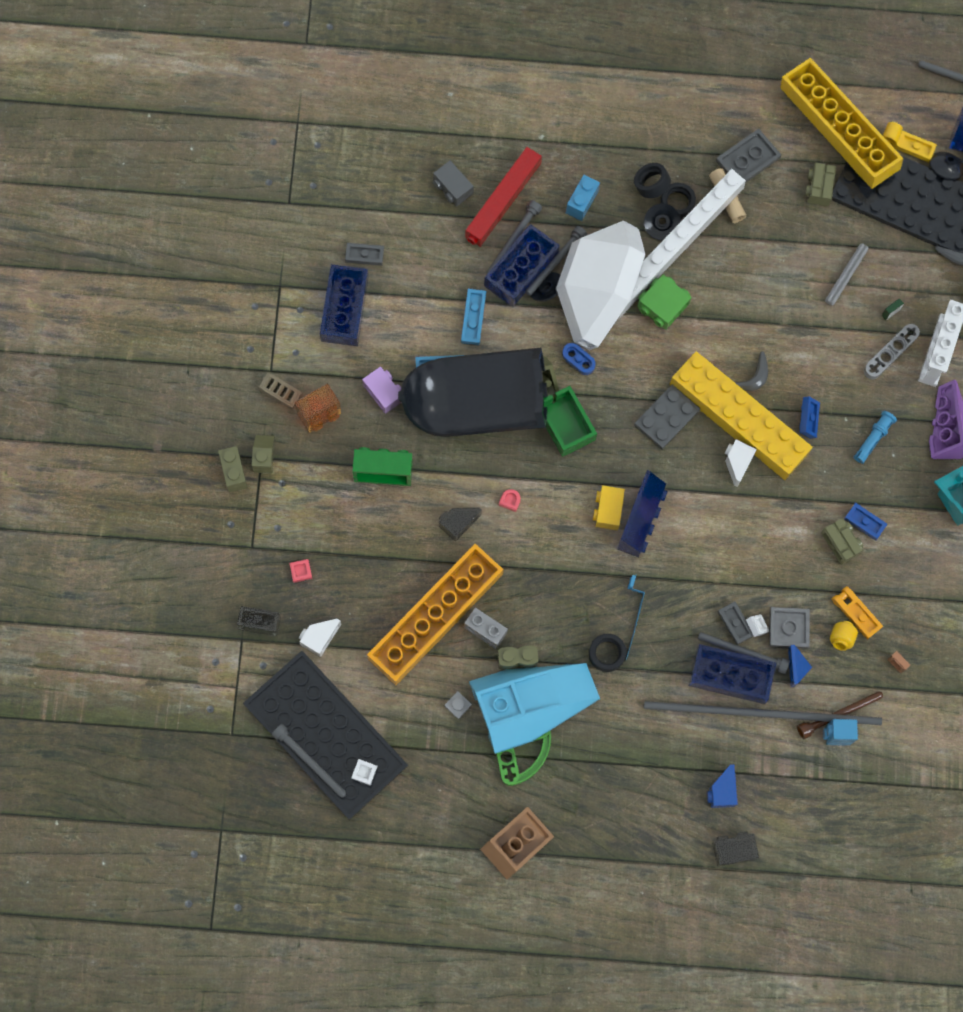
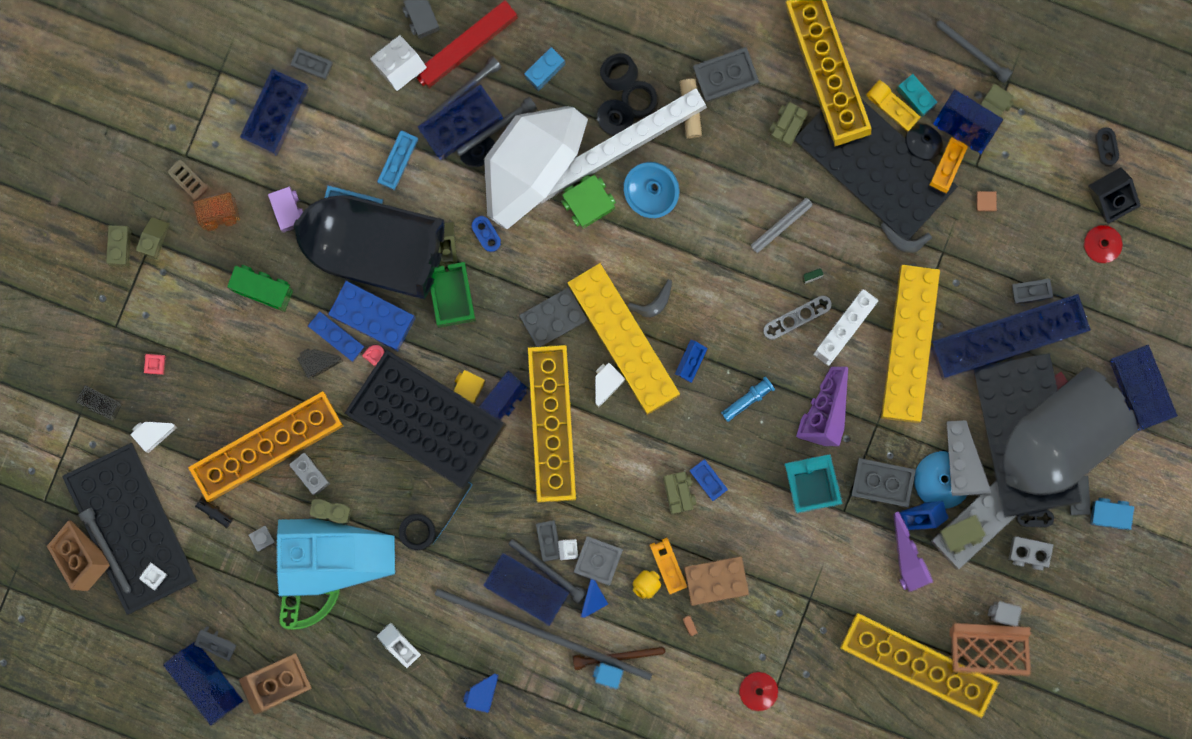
camera: 25 degrees right, 10 degrees up
(282, 777) = (77, 557): none -> medium nougat slope
(403, 693) = (214, 512): none -> black pin
(446, 822) = (214, 644): none -> dark grey plate
(446, 864) = (203, 683): none -> clear blue slope
(447, 227) = (398, 62): none -> white brick
(467, 493) = (336, 336): none -> blue plate
(496, 463) = (371, 316): none -> blue brick
(583, 539) = (425, 419): none -> black plate
(626, 766) = (398, 645): none -> white slope
(702, 512) = (551, 424): none -> yellow brick
(716, 287) = (642, 195): none -> dark azure dish
(908, 612) = (716, 581): none -> medium nougat brick
(926, 126) = (916, 95): none -> teal brick

